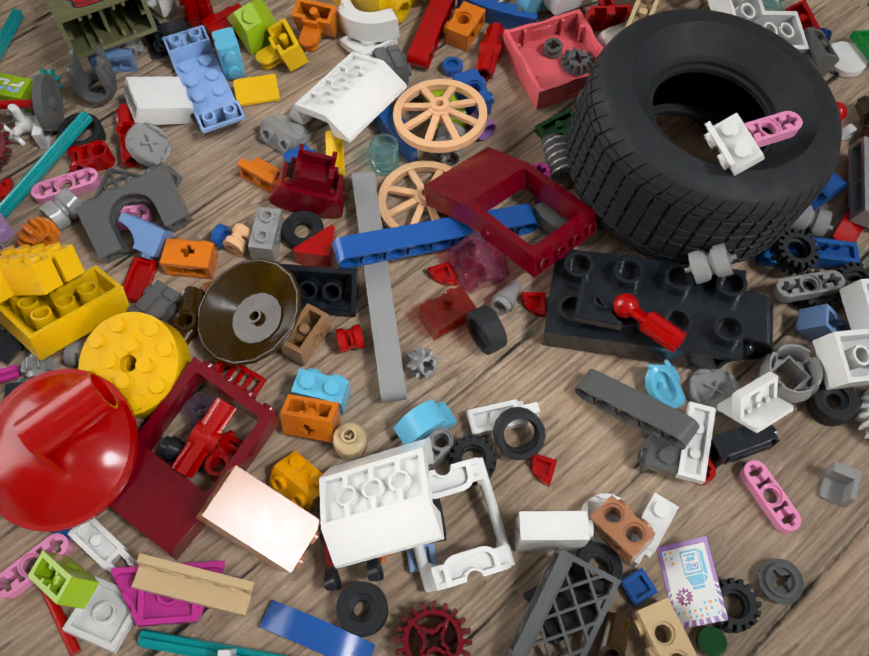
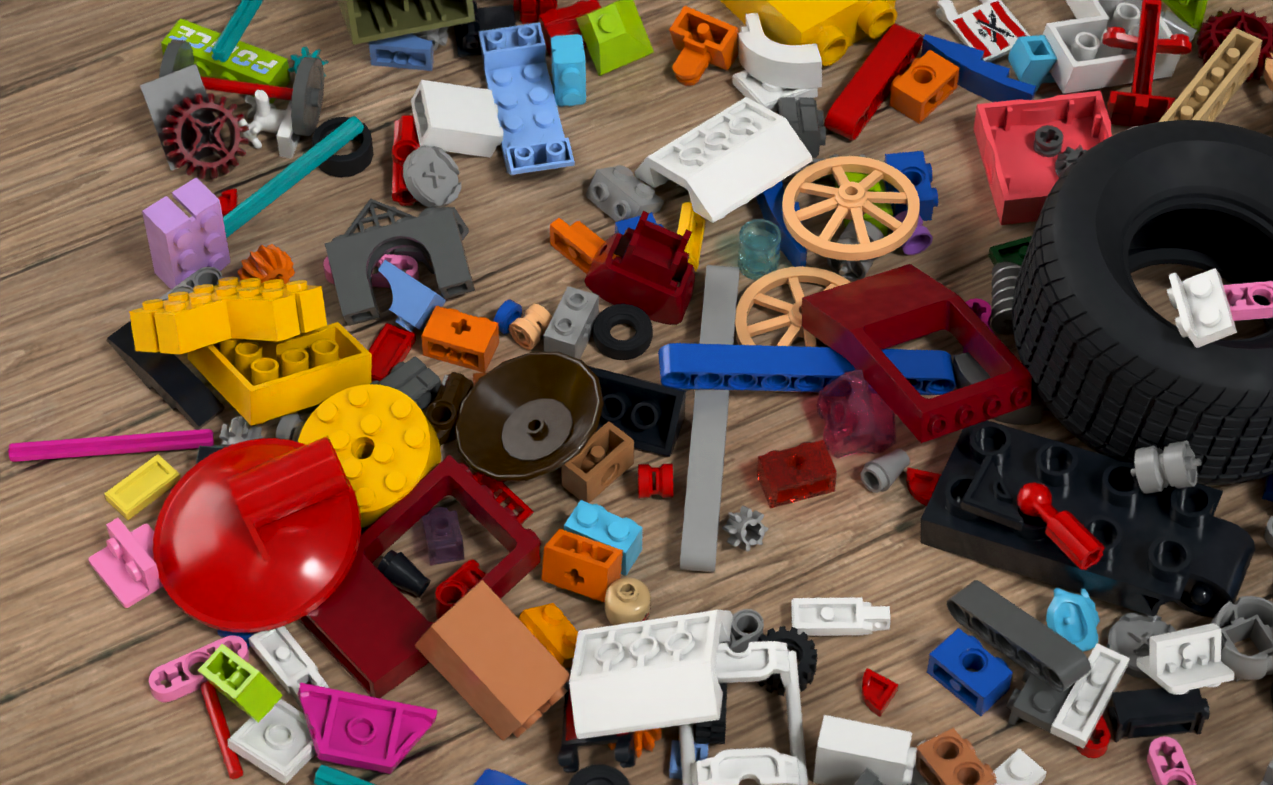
camera: 15 degrees right, 10 degrees down
(57, 182) = (298, 206): bright pink beam -> none
(61, 209) = (303, 242): light grey wheel -> none
(83, 80) = (360, 70): dark grey piece -> none
(91, 155) = (351, 180): red piece -> none
(193, 585) = (396, 722): tan fence -> none
(204, 437) = (442, 557): red piece -> none
(256, 90) = (597, 127): yellow slope -> none
(283, 48) = (648, 74): yellow brick -> none
(317, 249) = (636, 357): red slope -> none
(423, 421) = (733, 593): medium azure brick -> none
(442, 274) = (803, 424): red tile -> none
(451, 66) = (890, 141): blue tile -> none
(486, 329) = (843, 502): black tyre -> none
(490, 50) = (952, 130): red piece -> none
(527, 450) = (853, 664): black tyre -> none
(613, 452) = (976, 689): none -> blue brick

